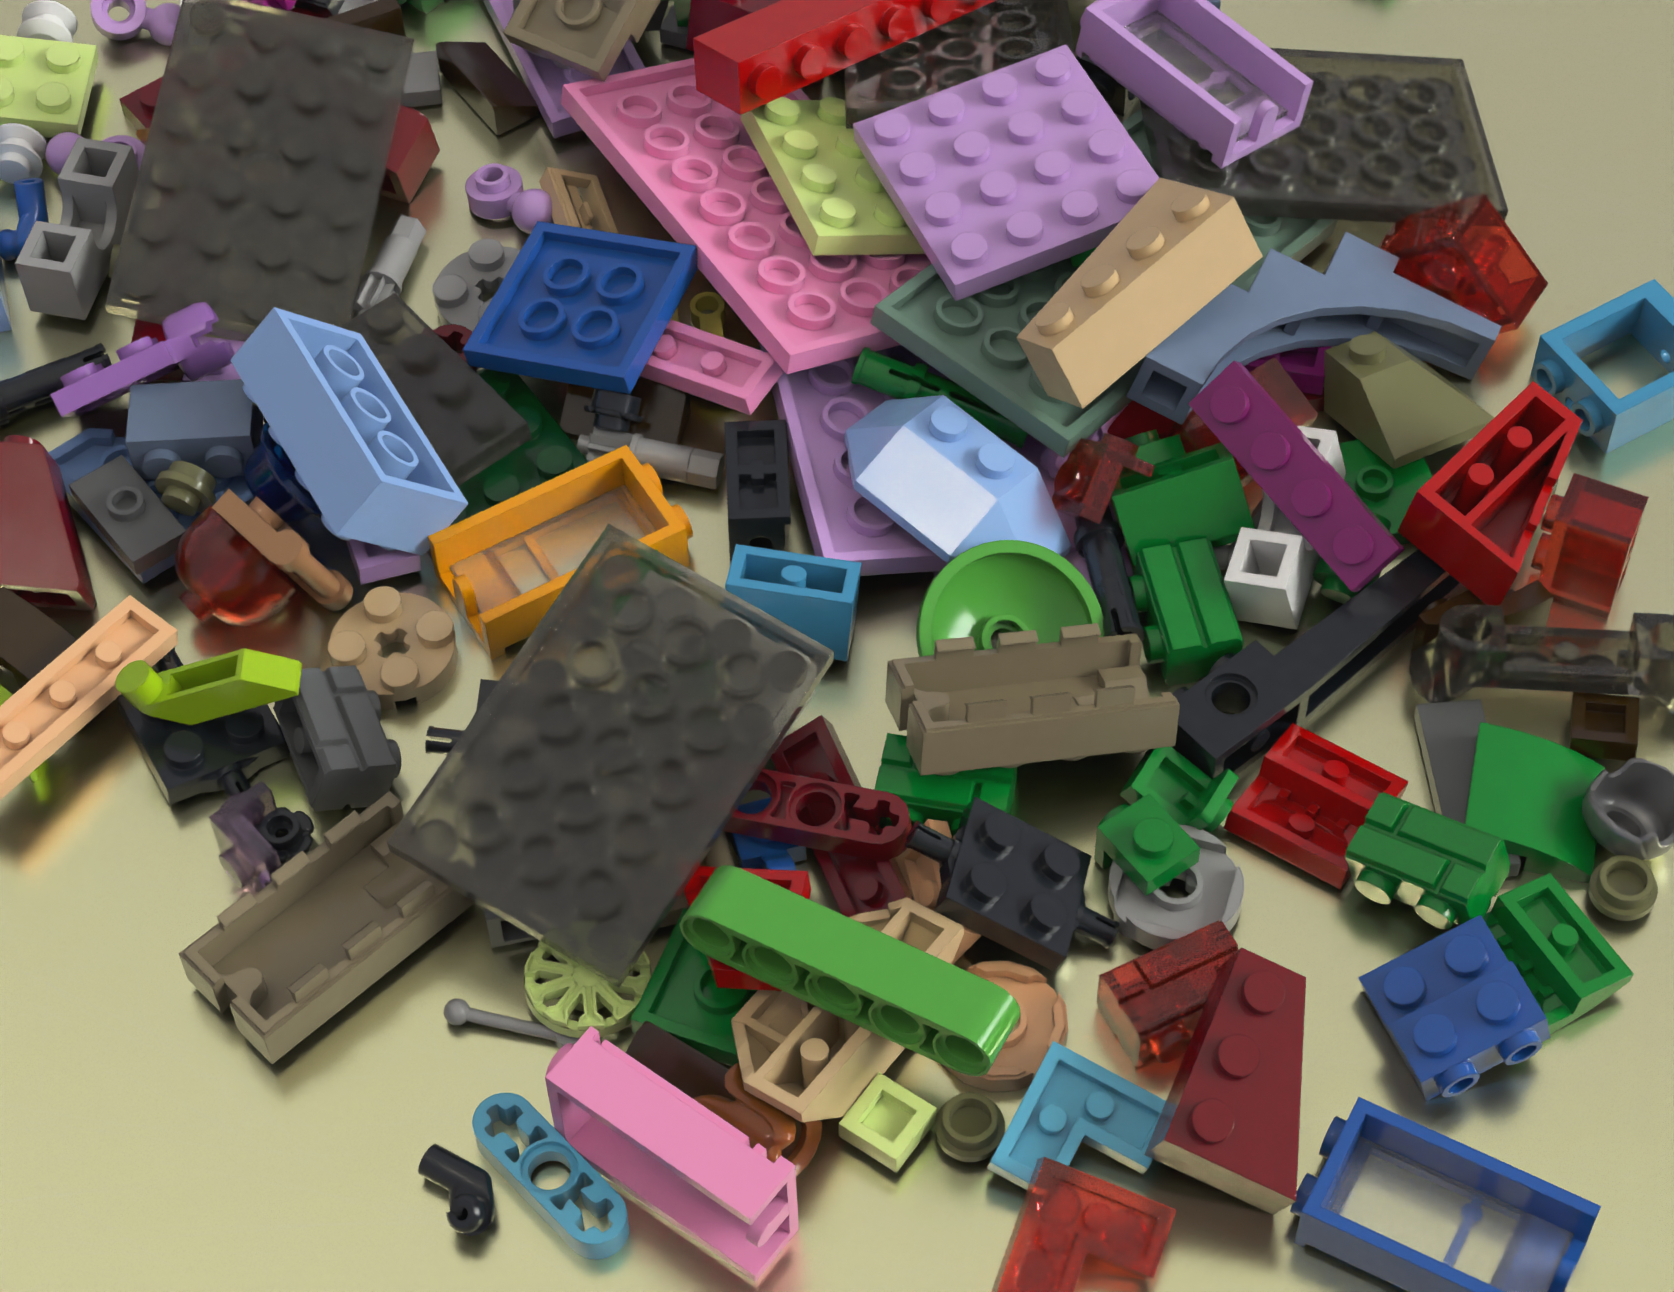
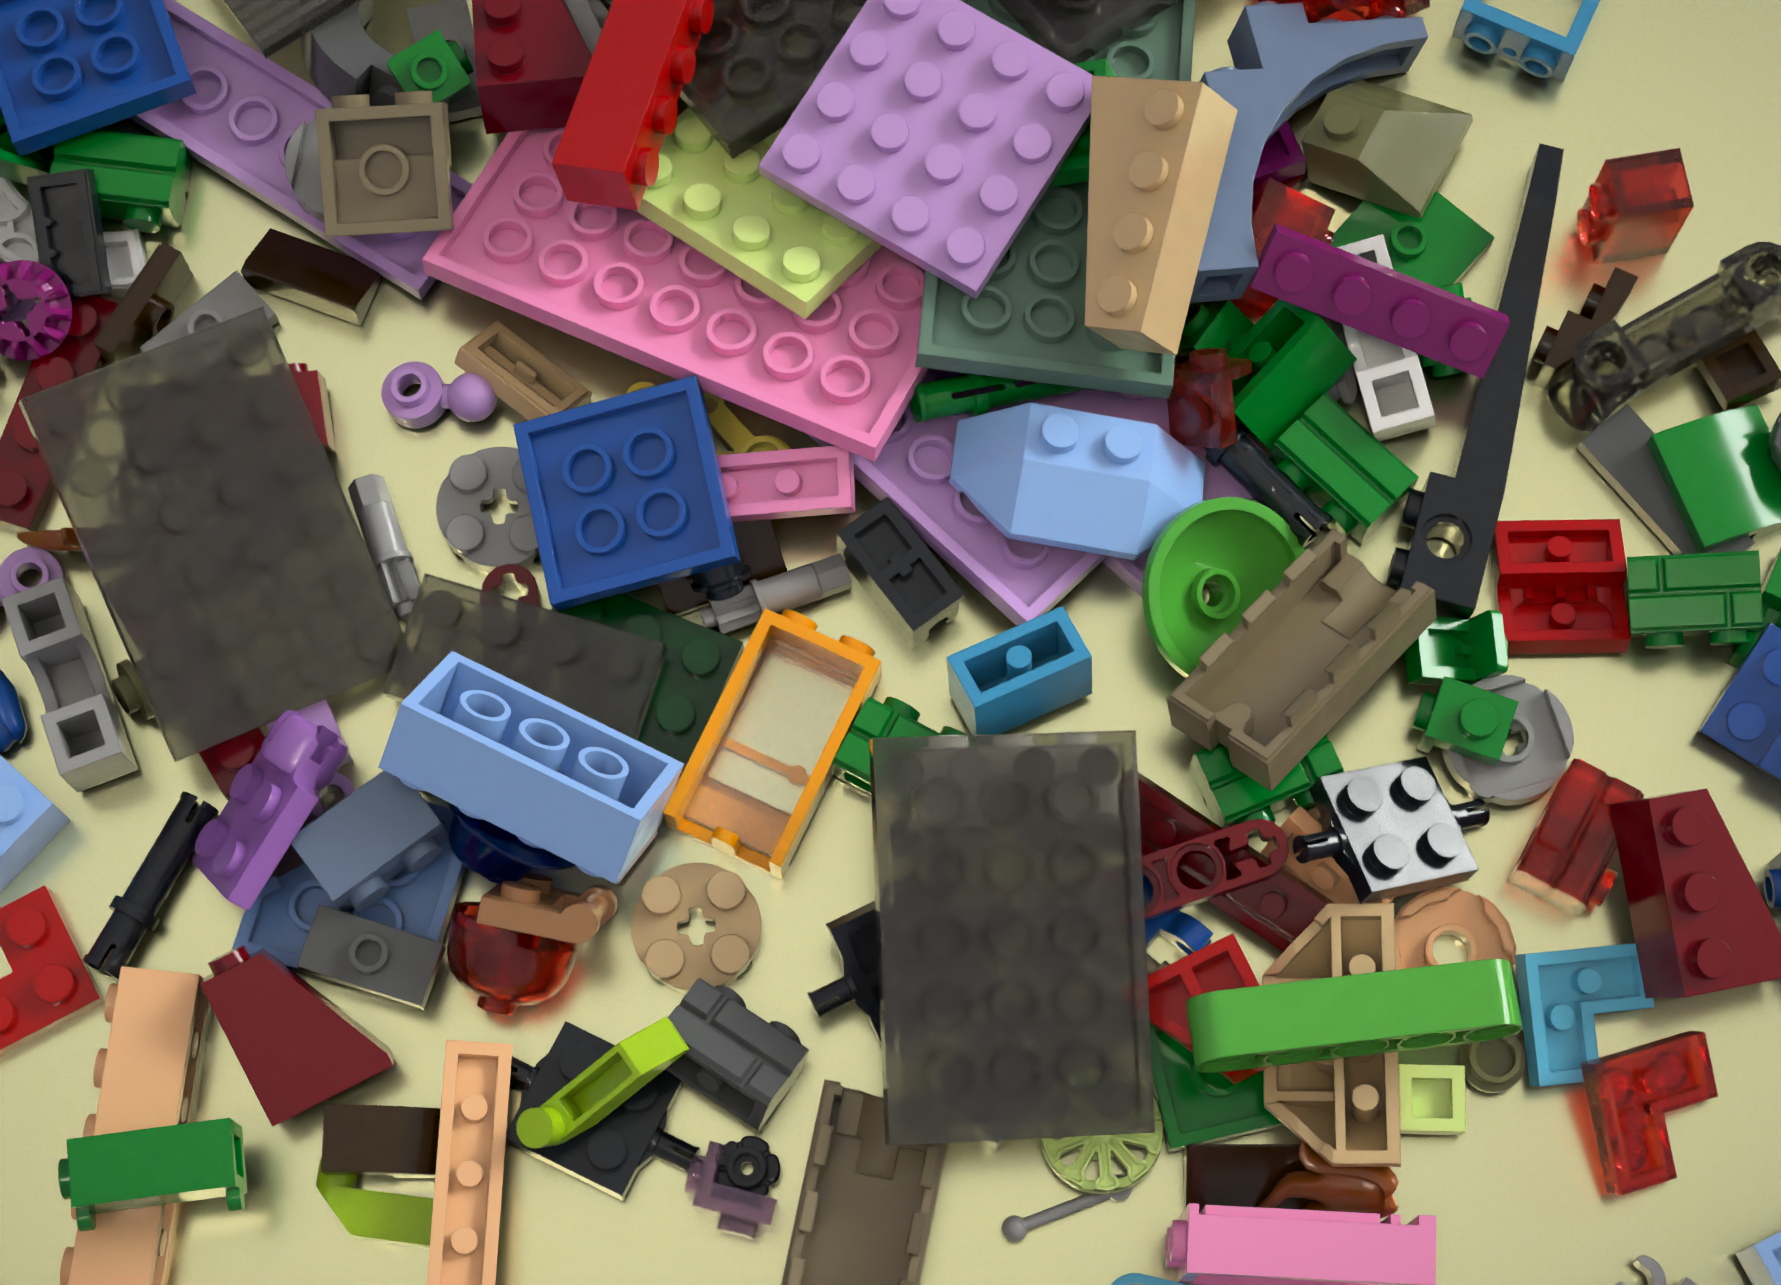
camera: 35 degrees left, 20 degrees up
(186, 488) = (411, 903): olive plate -> none
(1493, 493) = (1550, 215): red wedge -> none

